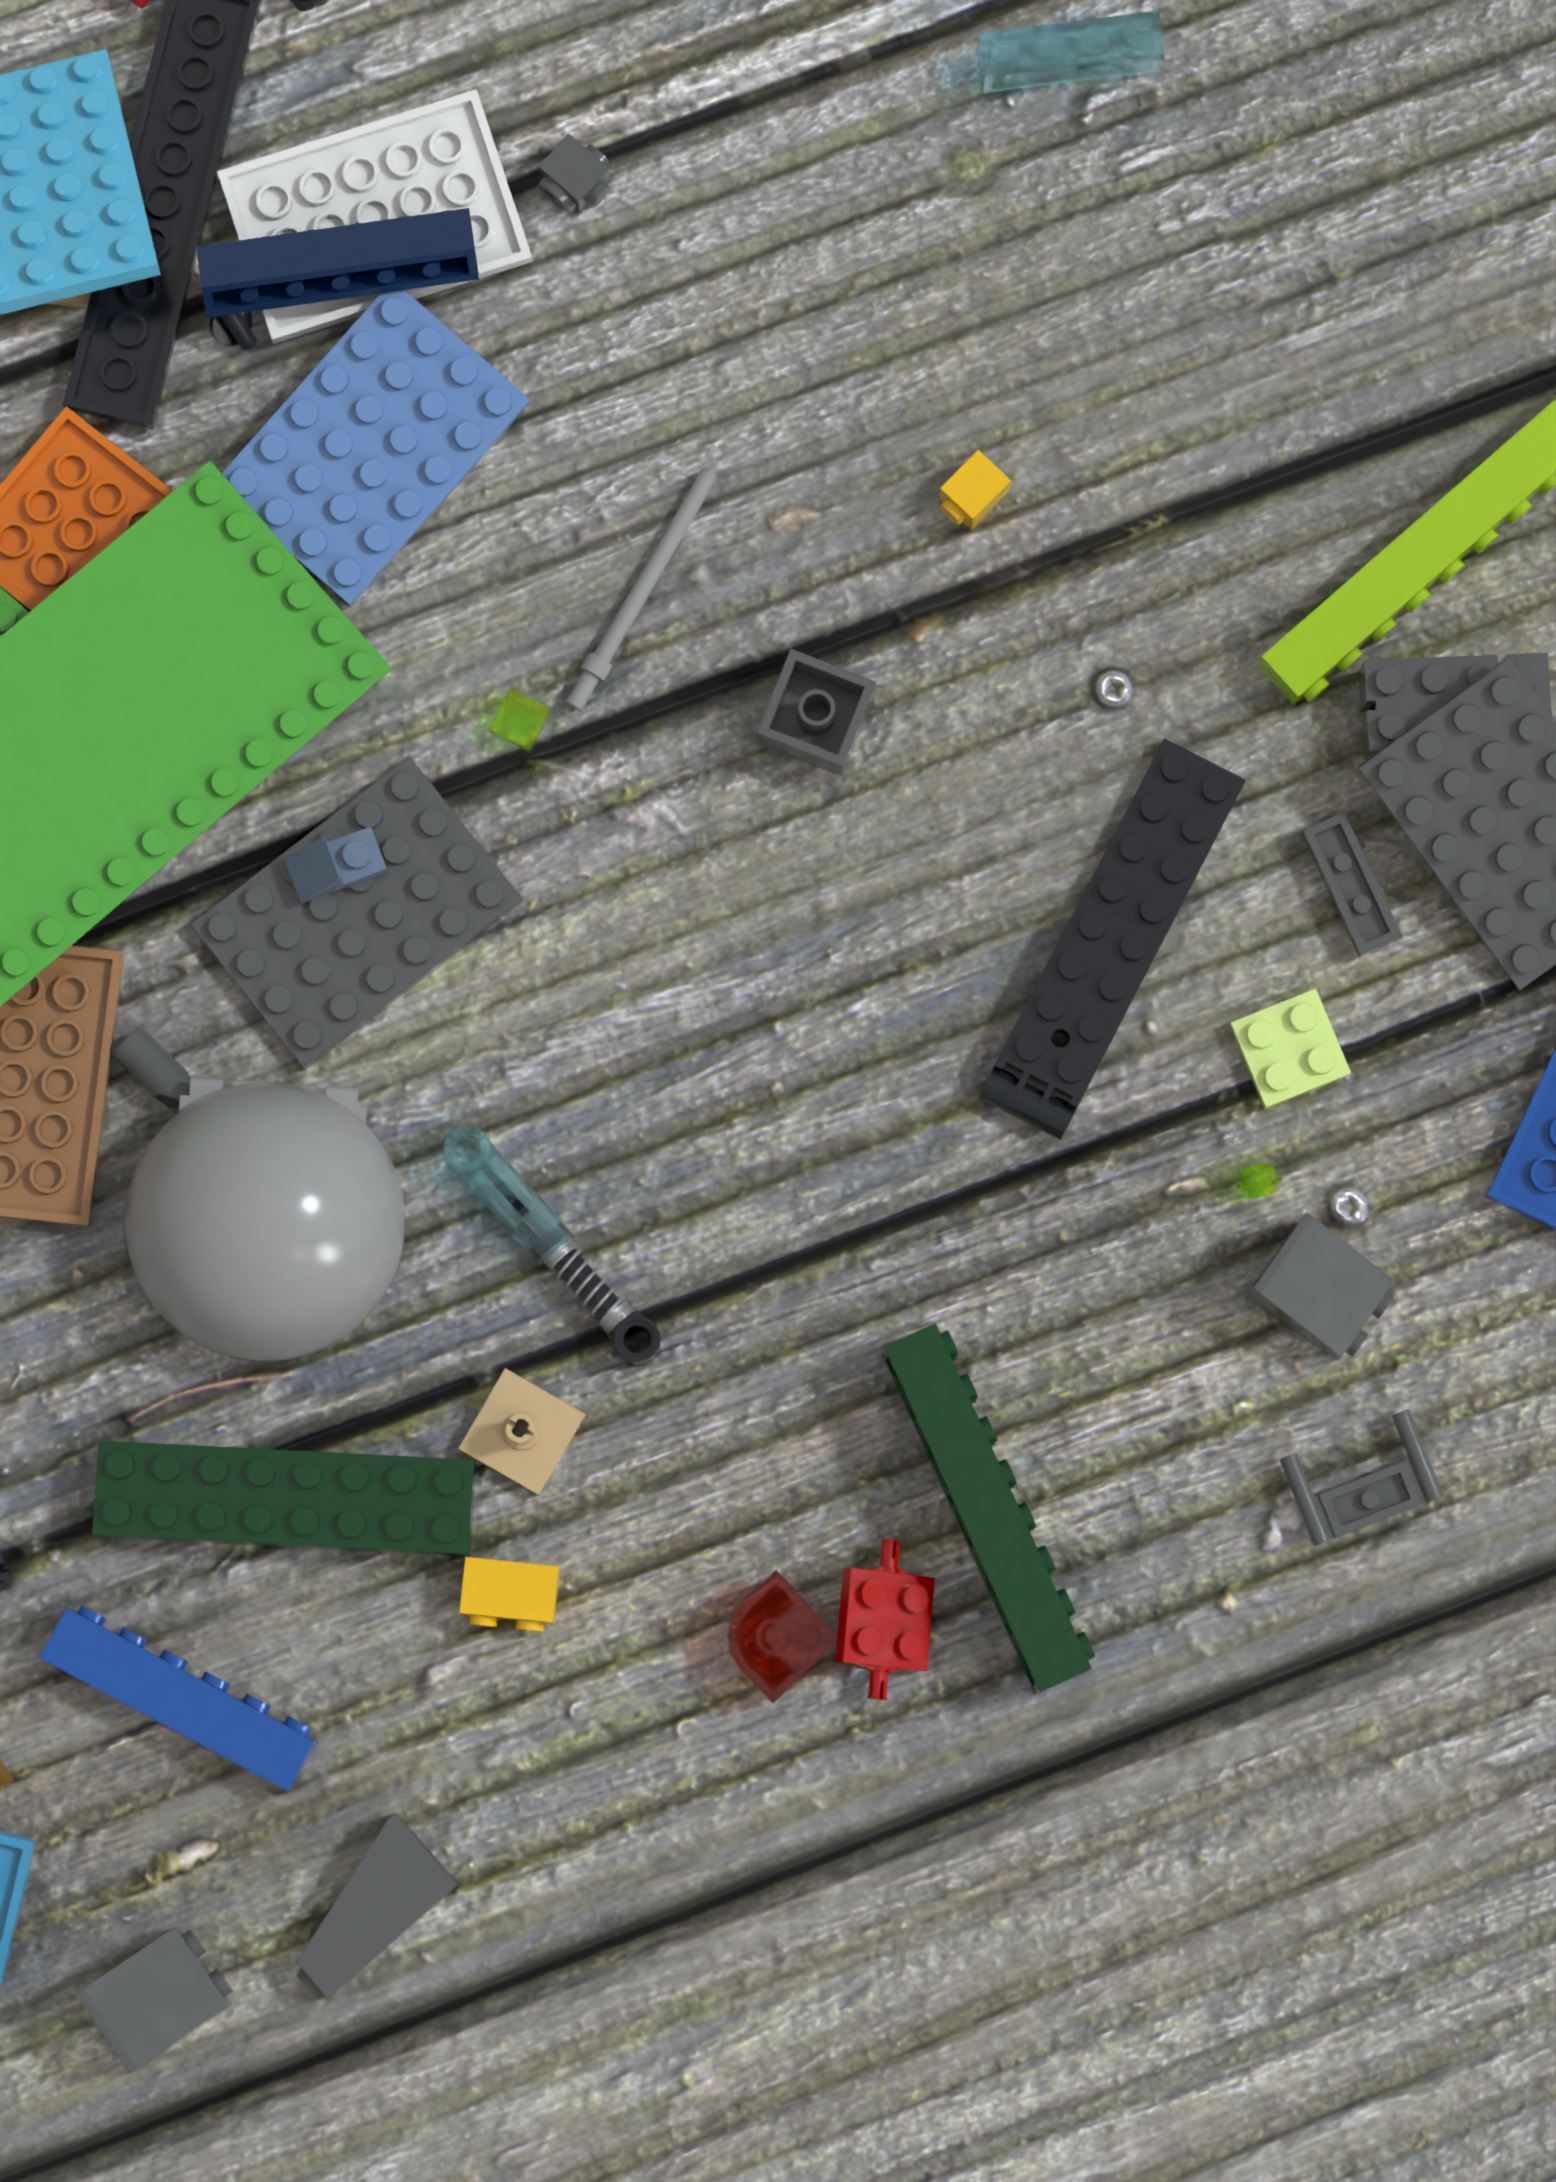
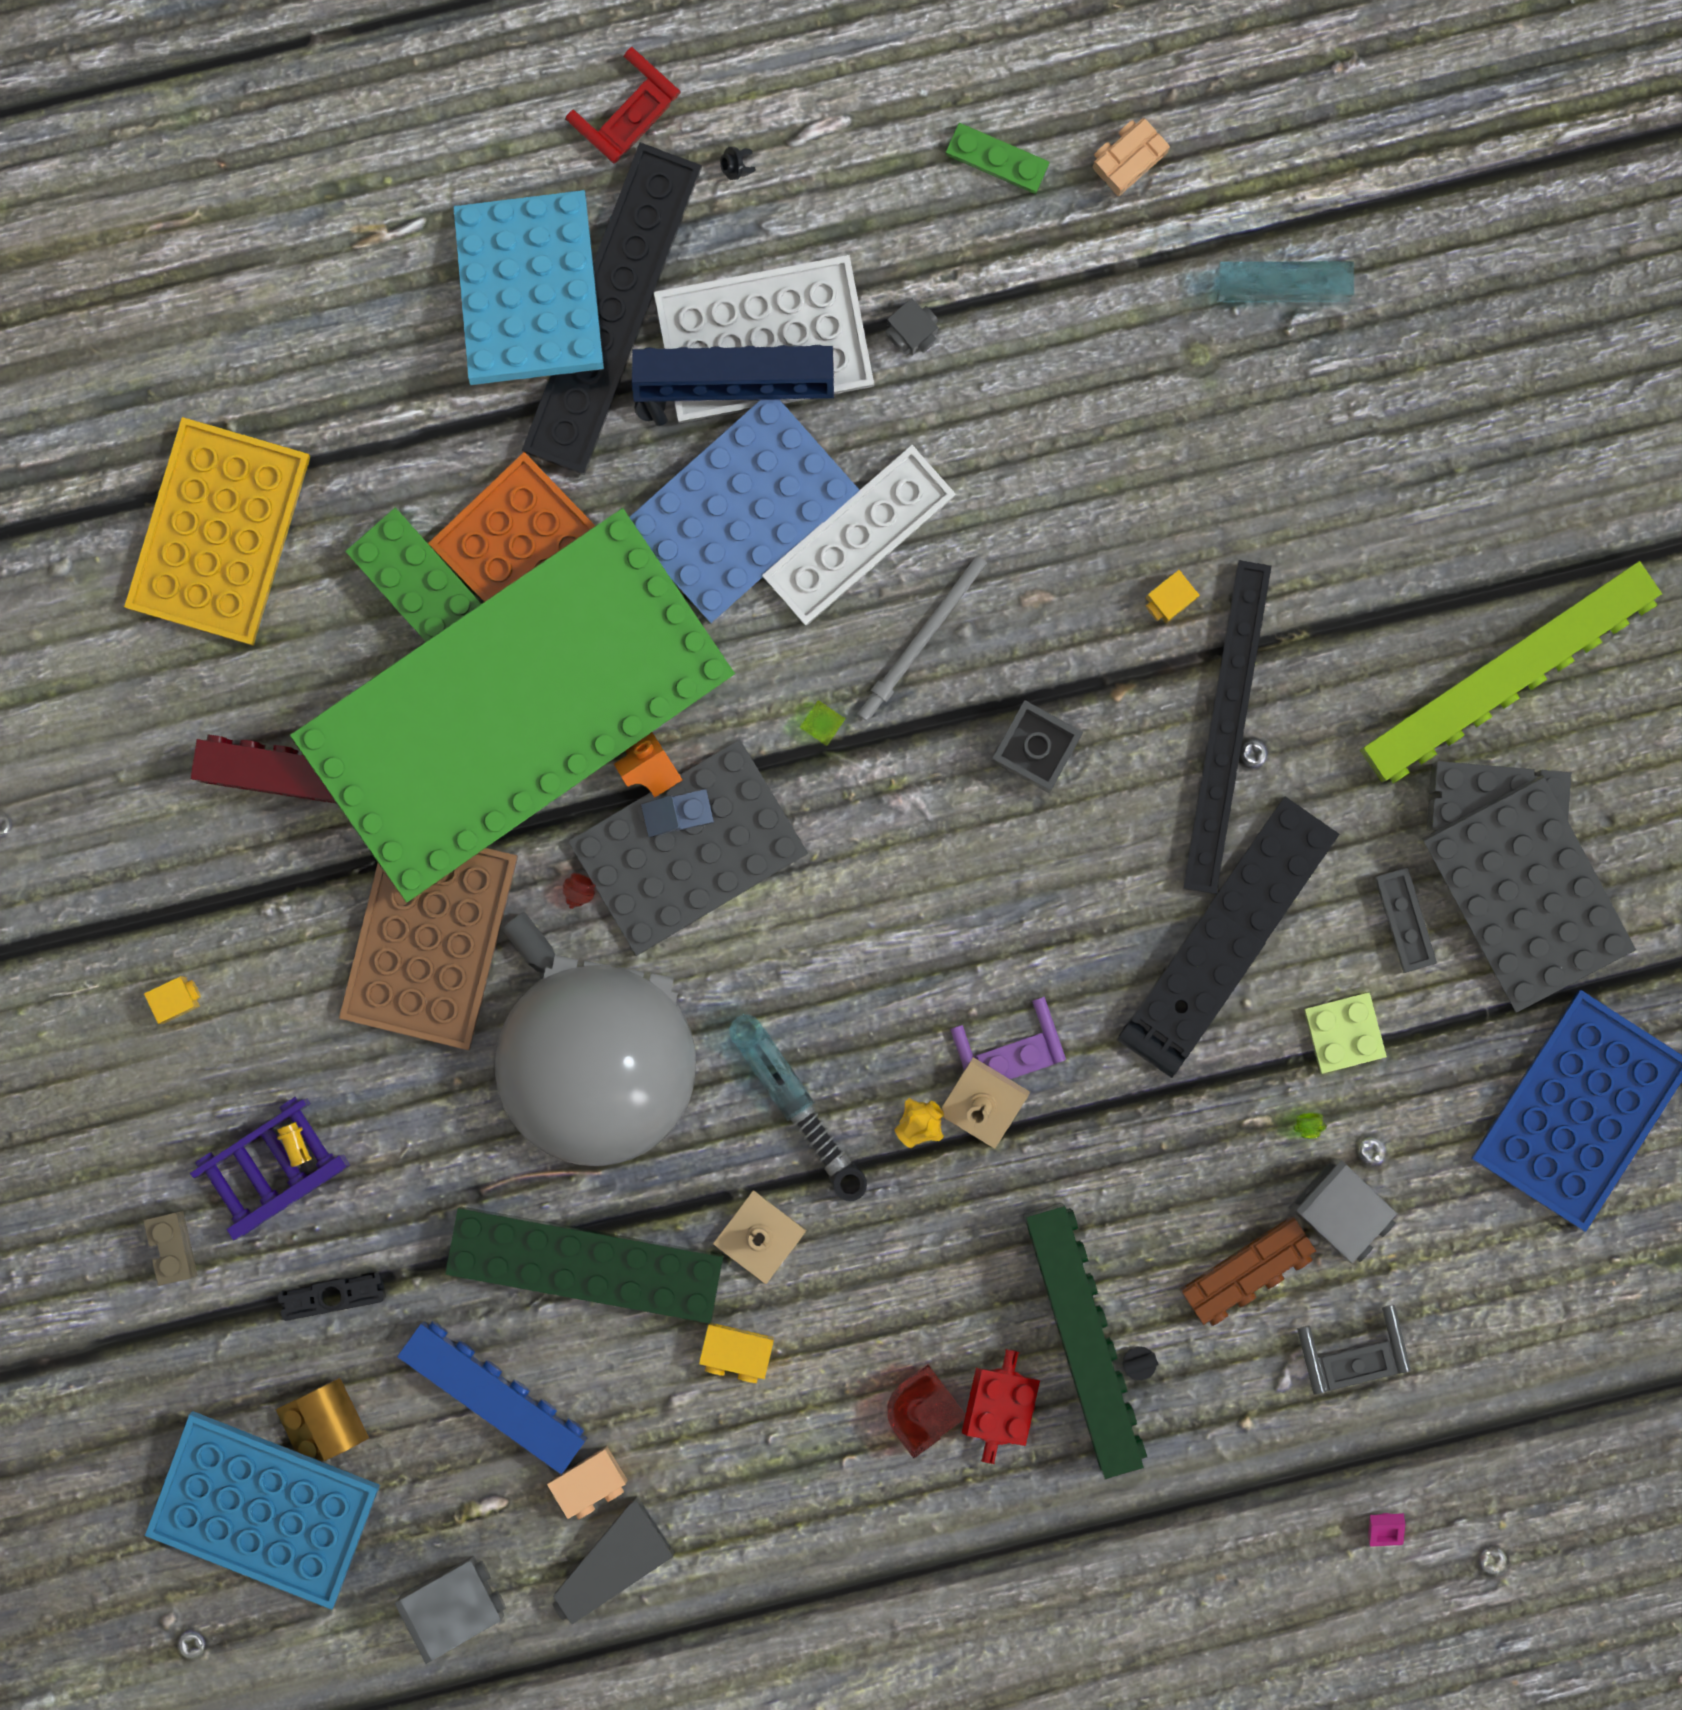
camera: 15 degrees right, 5 degrees up
(212, 989) = (578, 890): none -> clear red plate
(288, 804) = (649, 766): none -> orange brick
(326, 1801) = (588, 1483): none -> light nougat brick
(537, 462) = (859, 535): none -> white plate
(723, 1244) = (920, 1123): none -> yellow rock
(807, 1205) = (984, 1102): none -> tan tile
(839, 1142) = (1021, 1056): none -> medium lavender plate
(1069, 1536) = (1139, 1363): none -> black plate
(1072, 656) = (1227, 727): none -> black plate
(1200, 1388) = (1248, 1270): none -> dark orange brick
(1440, 1720) = (1386, 1529): none -> dark pink plate

